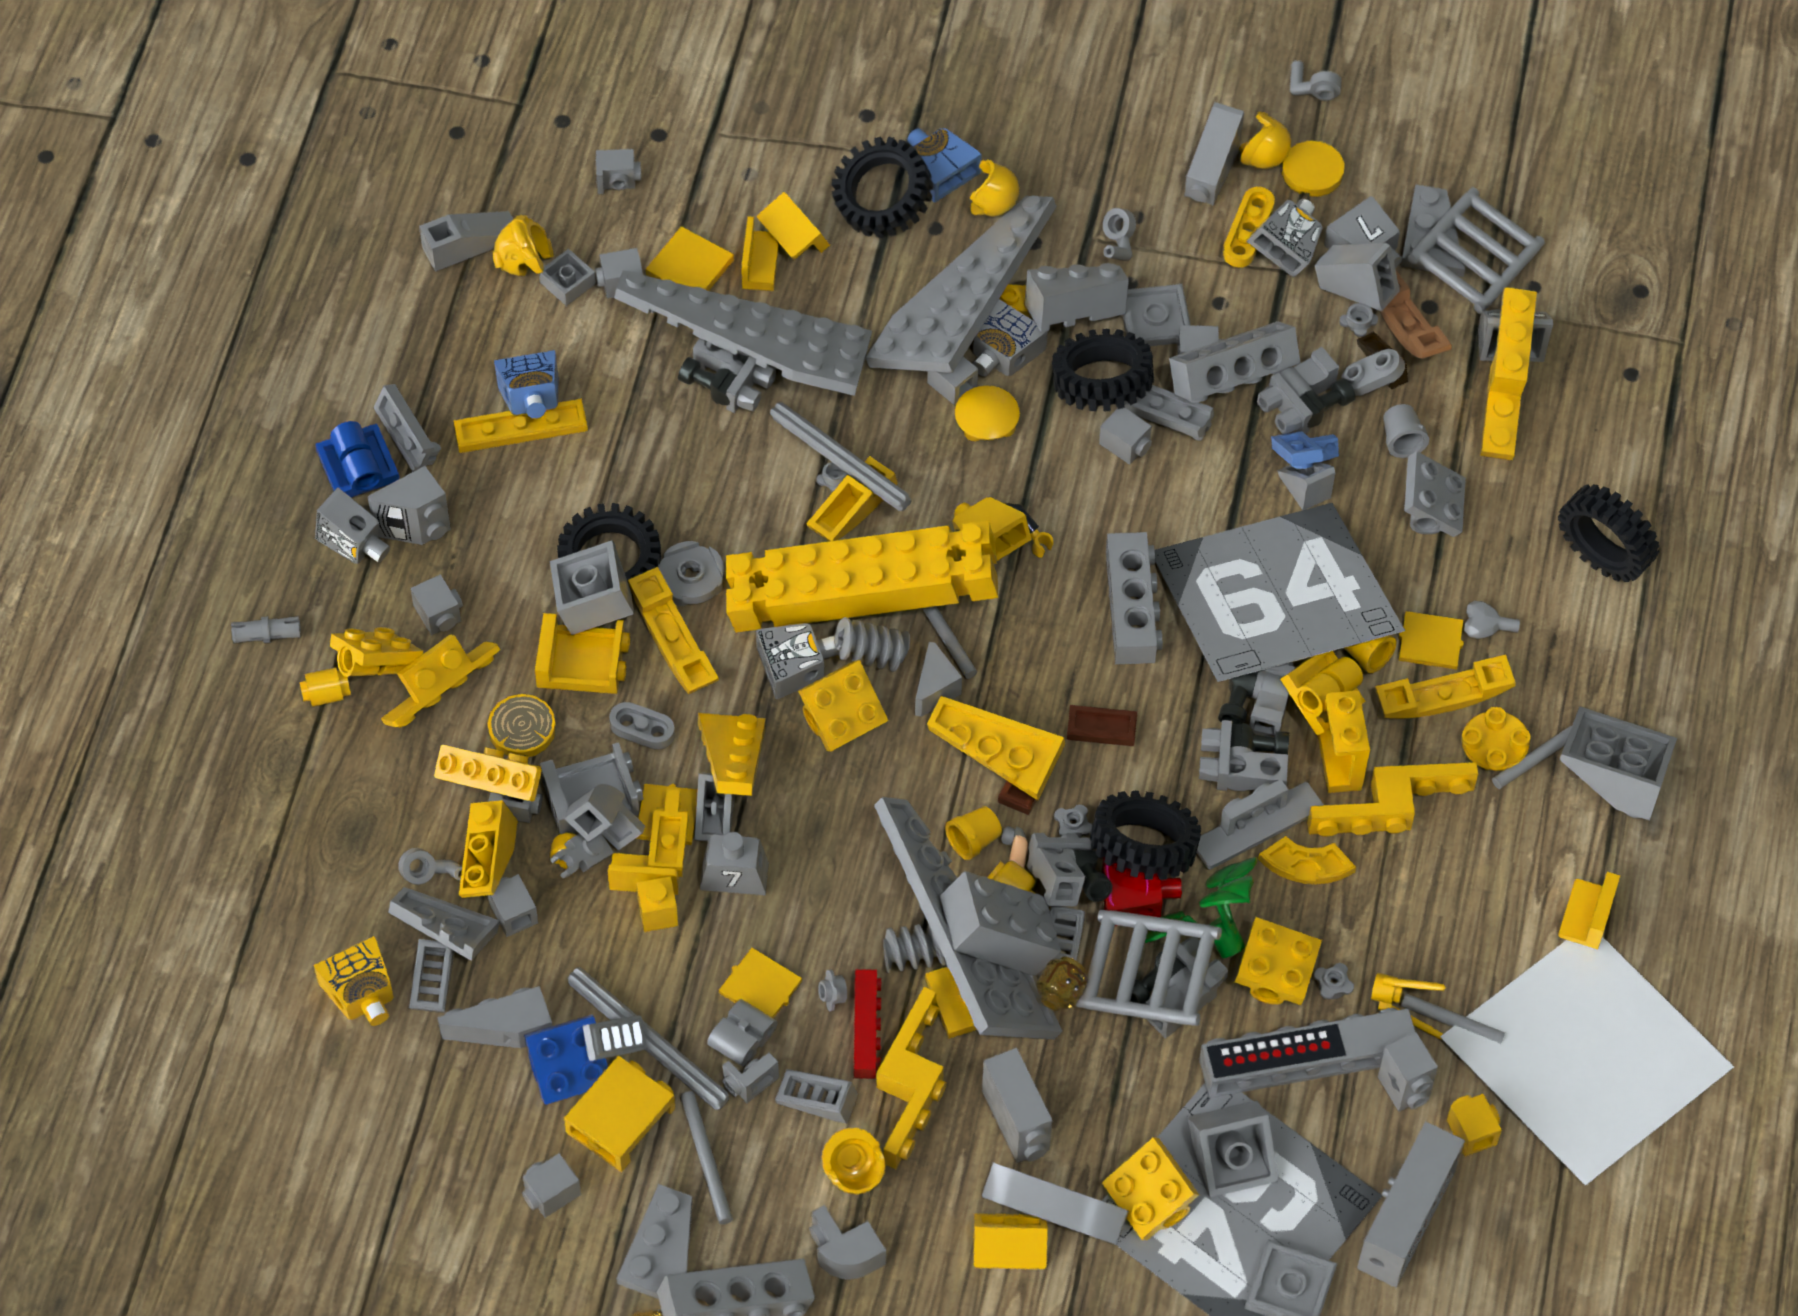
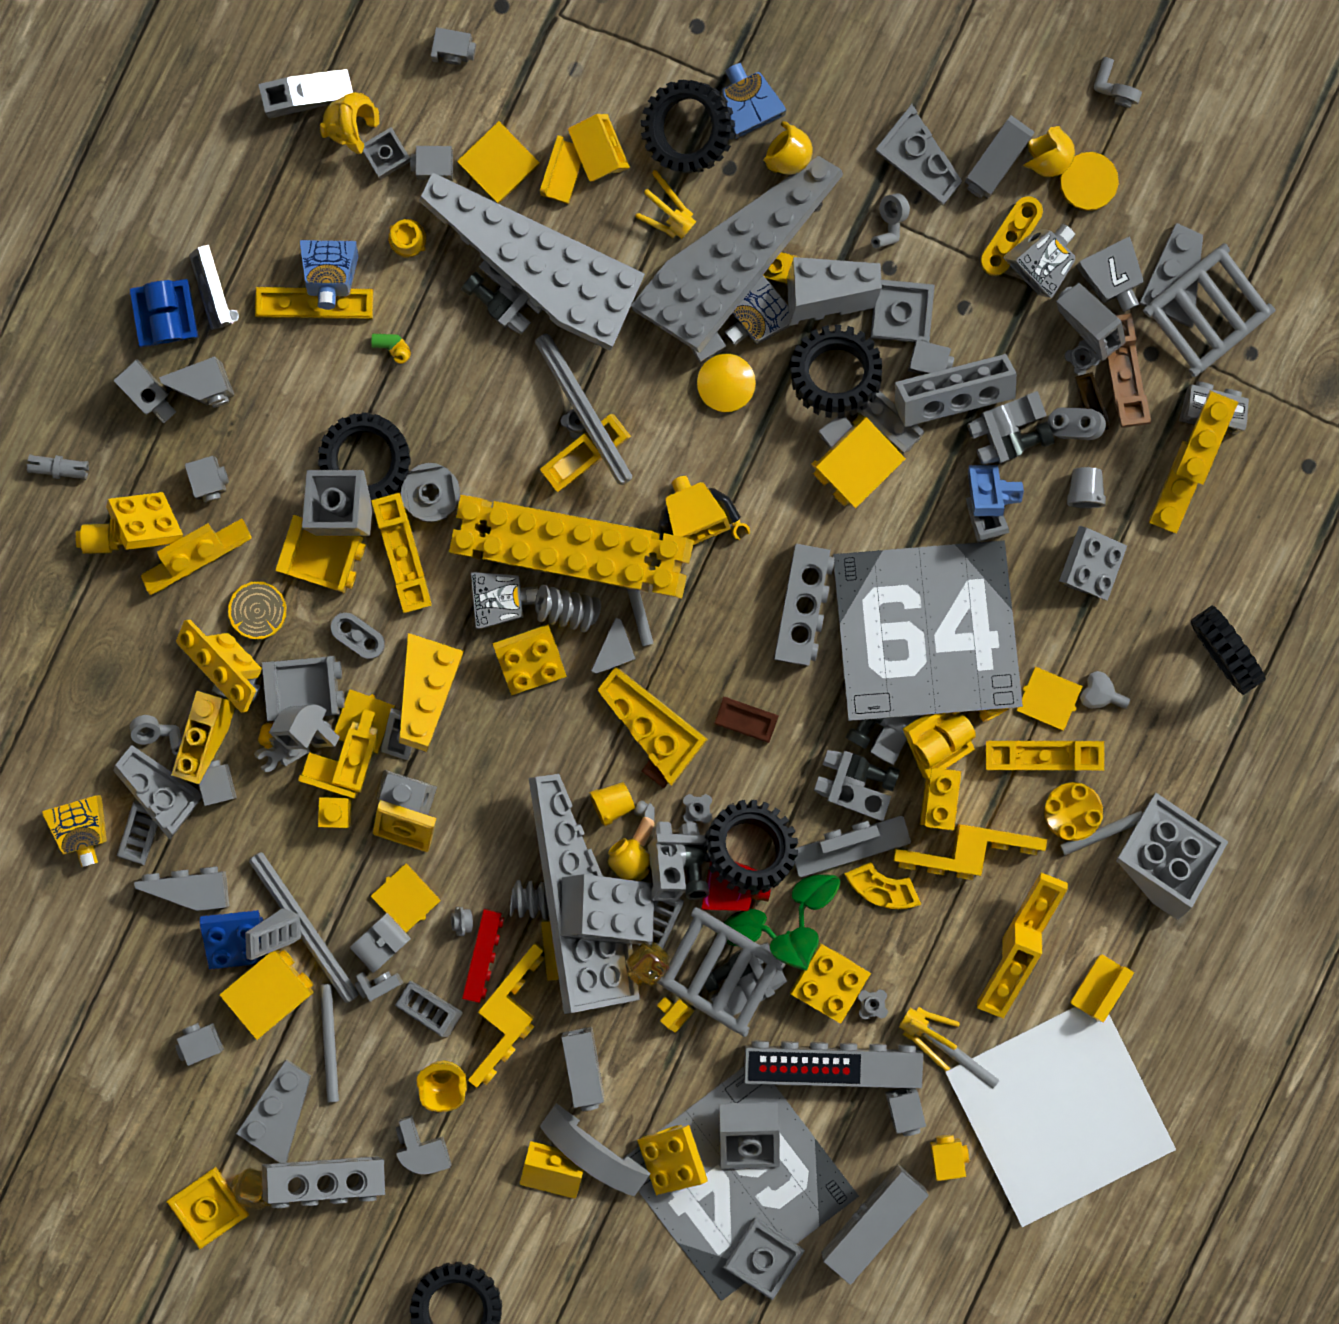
camera: 15 degrees right, 30 degrees up
(607, 344) = (407, 238): none -> yellow piece
(616, 445) = (394, 344): none -> arm
(741, 895) = (404, 826): none -> yellow plate
(895, 277) = (679, 222): none -> yellow plant
(1108, 1035) = (675, 1014): none -> yellow tile
(1129, 178) = (917, 155): none -> light grey wing
(1150, 450) = (858, 463): none -> yellow panel
(1484, 875) = (1022, 945): none -> yellow bracket

